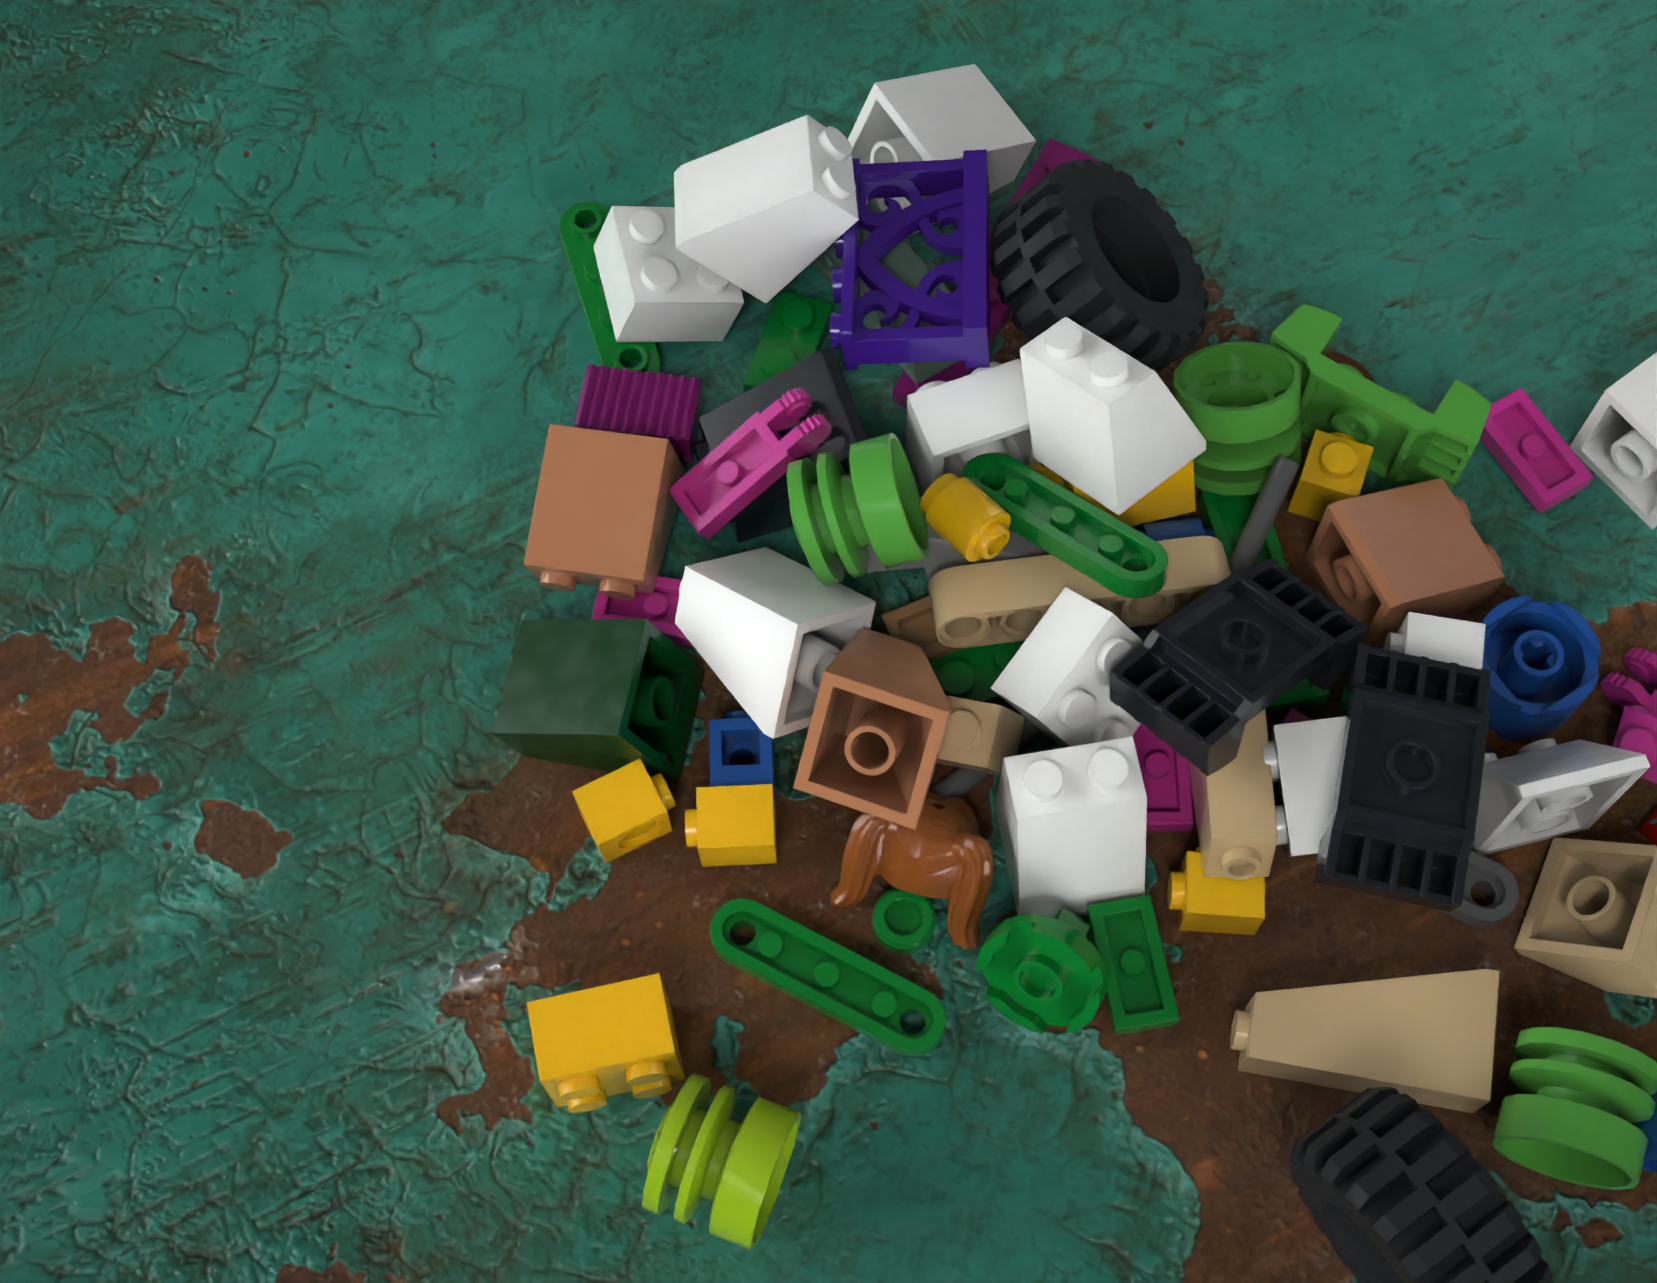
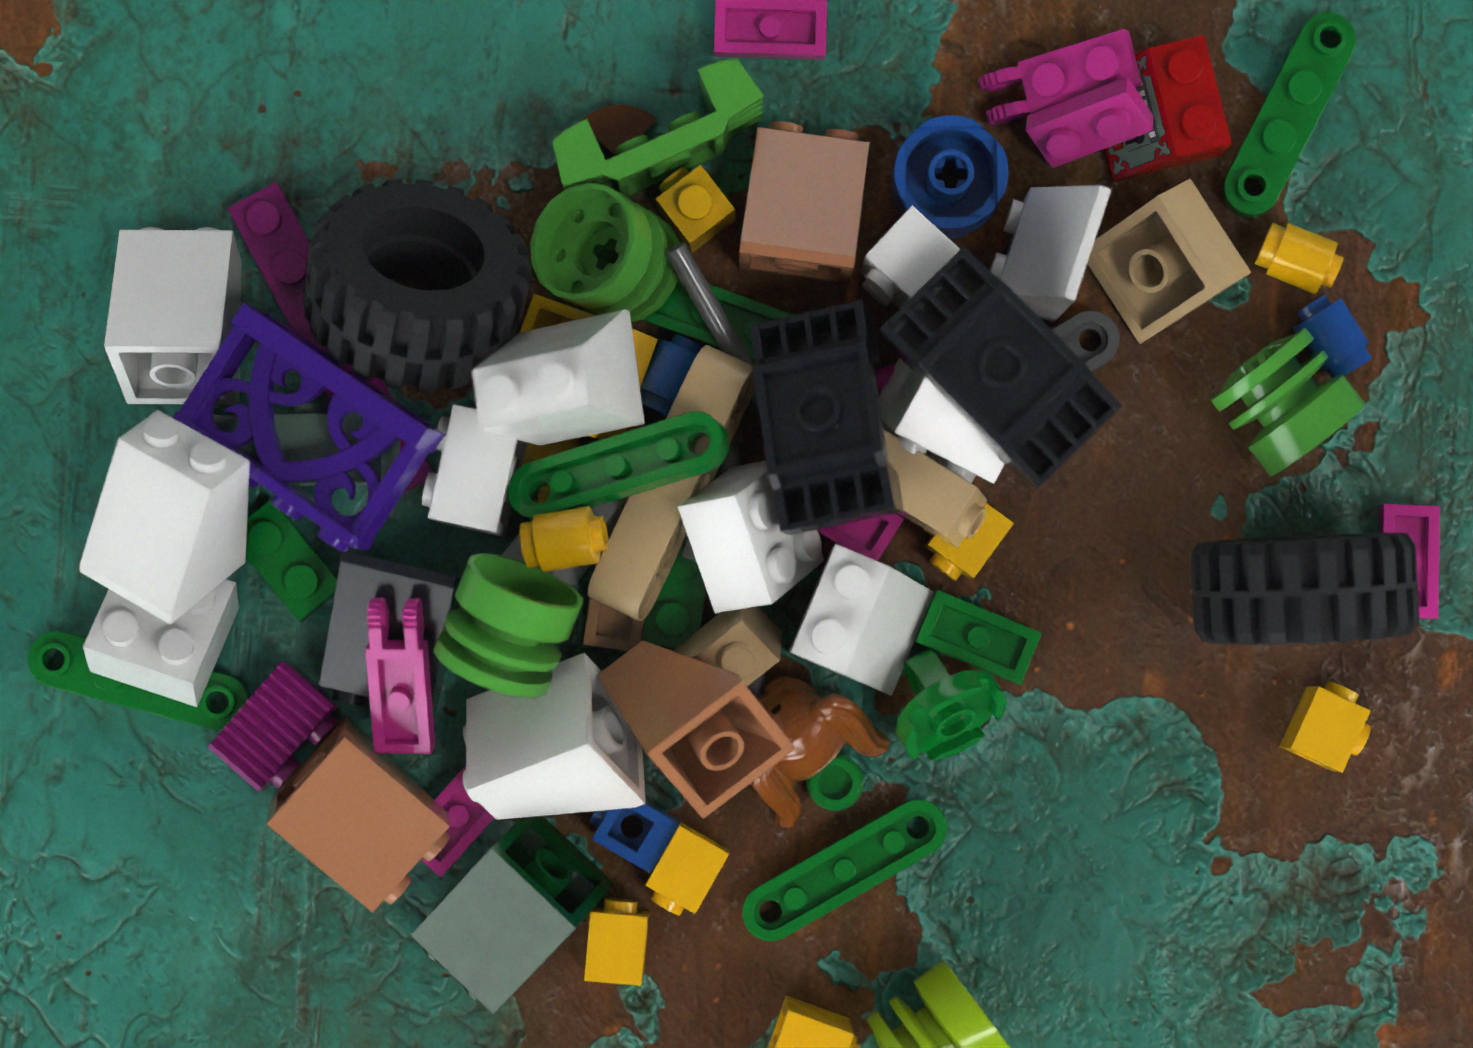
camera: 60 degrees left, 20 degrees up
(1401, 1033) = (1149, 490): tan slope -> none

